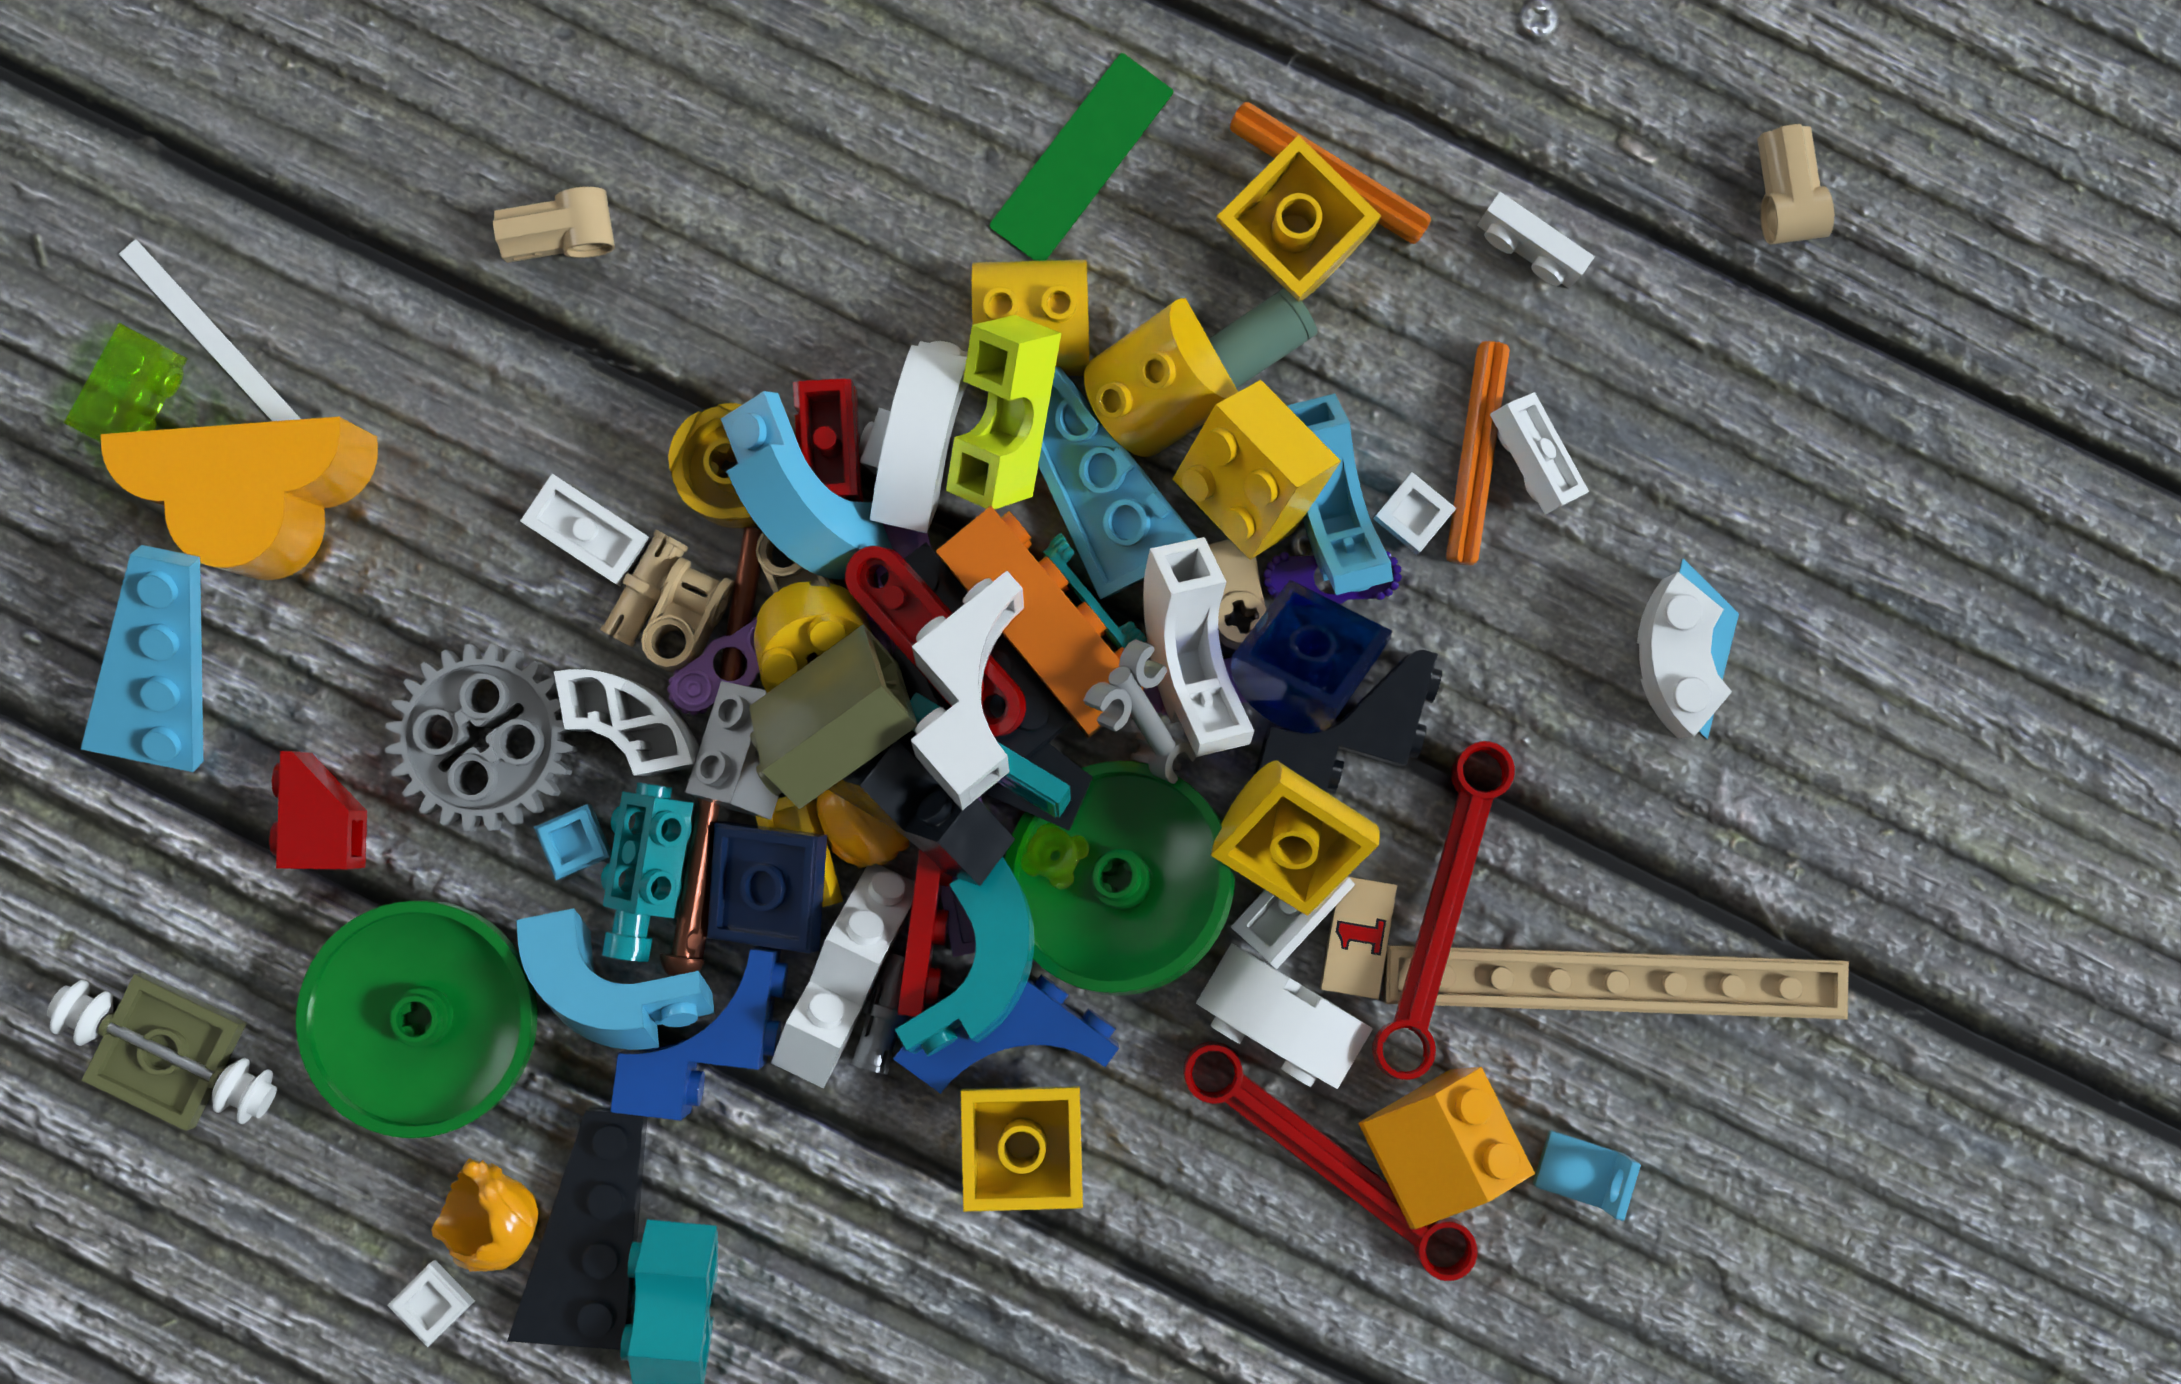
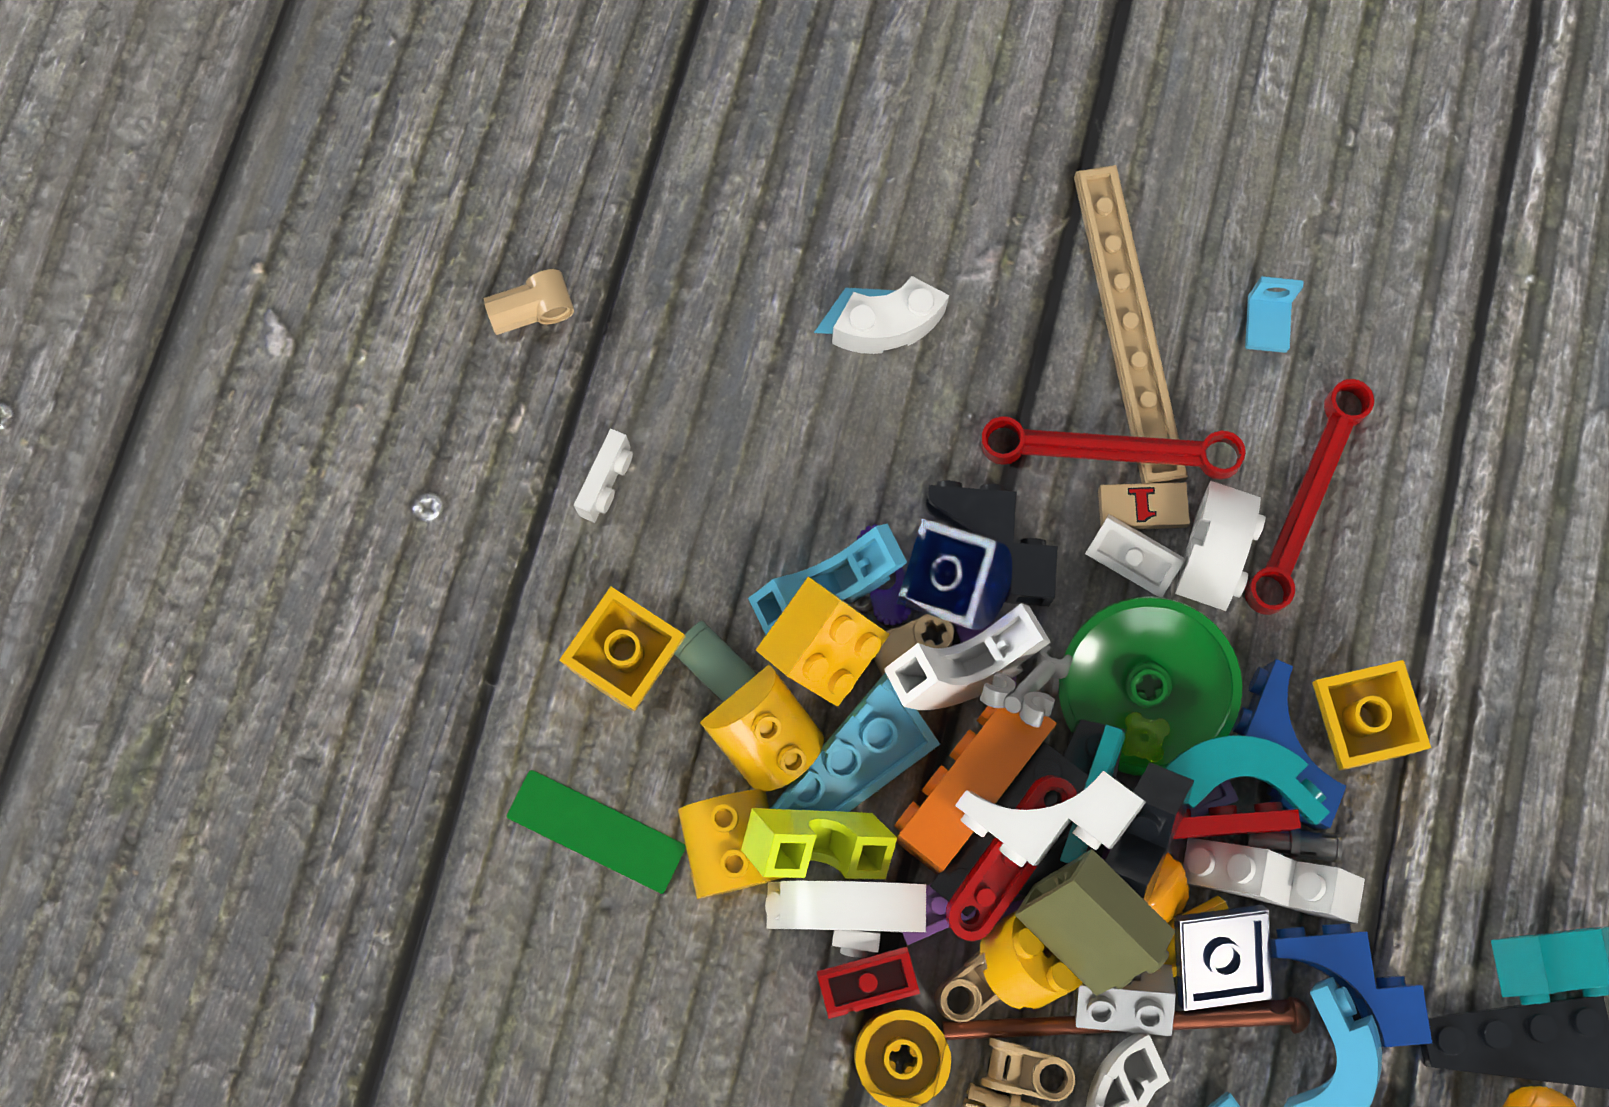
camera: 95 degrees left, 10 degrees down
(652, 863) = (1228, 1054): teal brick -> none
(697, 684) = (1079, 1048): medium lavender piece -> none
(788, 498) = (924, 1001): medium azure arch -> none
(1060, 553) = (915, 781): teal piece -> none
(1274, 136) = (558, 675): orange axle -> none
(1293, 837) = (1093, 559): yellow brick -> none
(1414, 513) = (824, 524): white plate -> none
(1446, 1147) = (1281, 413): light orange slope -> none
(1477, 453) = (768, 488): orange axle -> none
(1539, 453) = (761, 443): white plate -> none

